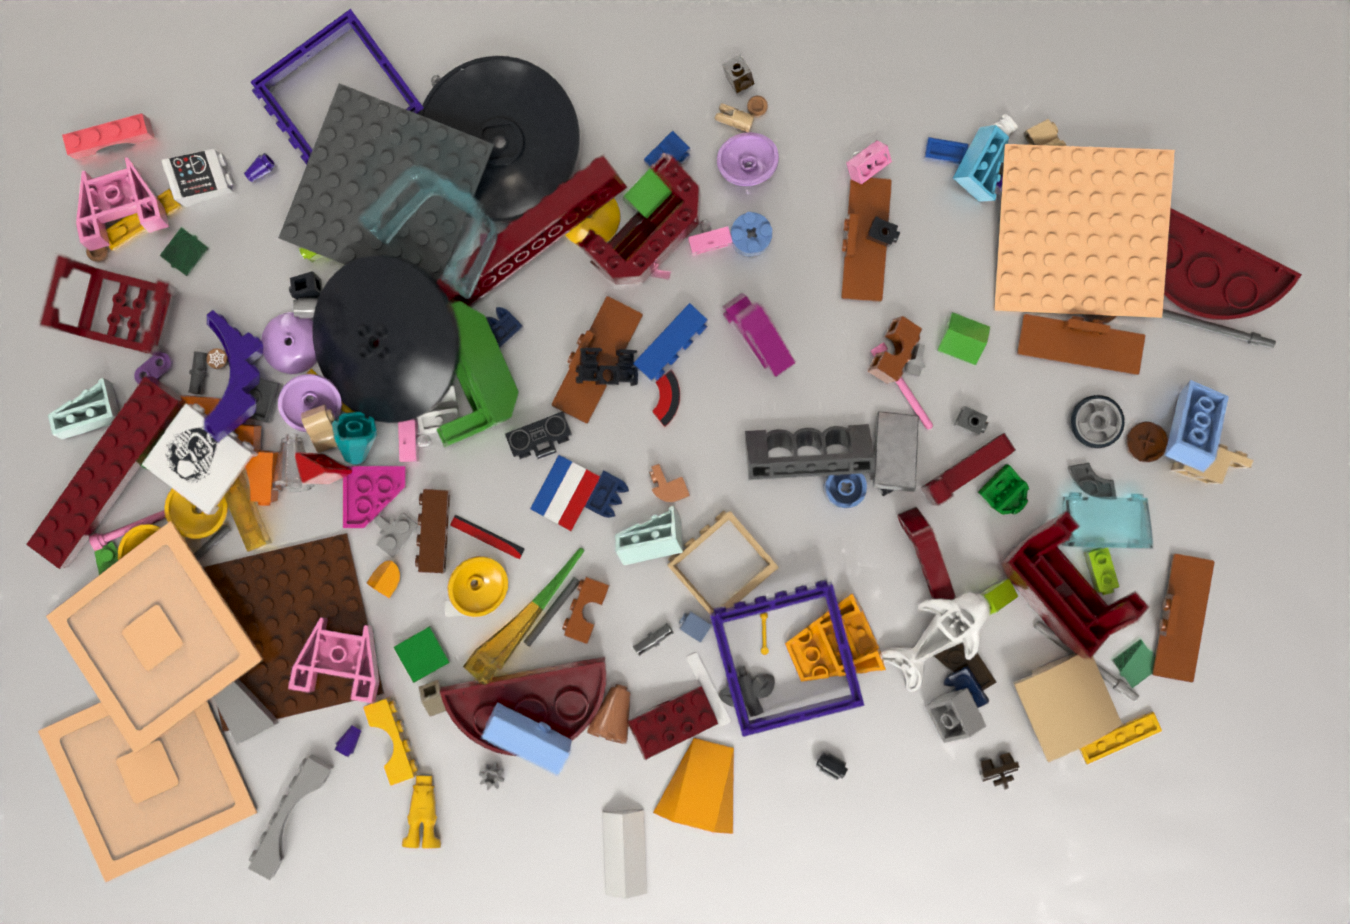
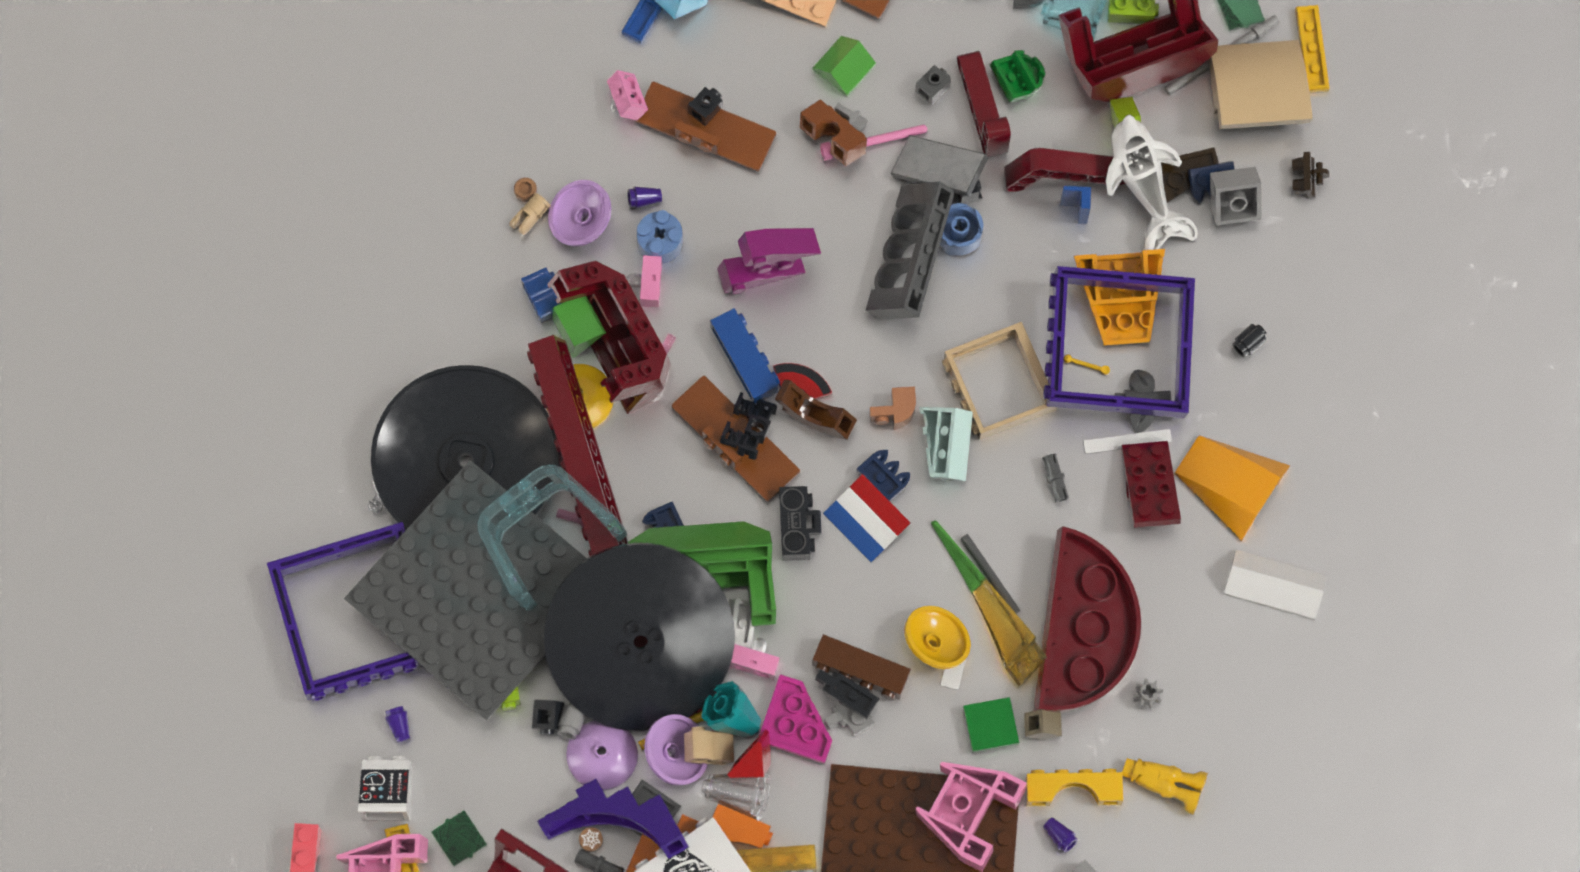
camera: 70 degrees left, 15 degrees down
(385, 578) = (894, 737): light orange brick -> none
(404, 528) = (848, 693): none -> black hinge
(487, 536) = (886, 616): red sticker -> none
(527, 738) = (1118, 629): light blue brick -> none
(578, 626) = (1013, 550): dark orange arch -> none
(612, 716) = (1126, 543): nougat cone -> none
(640, 418) = (813, 413): none -> reddish brown arch
(694, 626) = (1055, 430): sand blue brick -> none
(738, 74) = (486, 194): dark brown brick -> none
(784, 208) = (643, 196): none -> dark purple cone
(905, 586) = (1078, 197): none -> blue panel

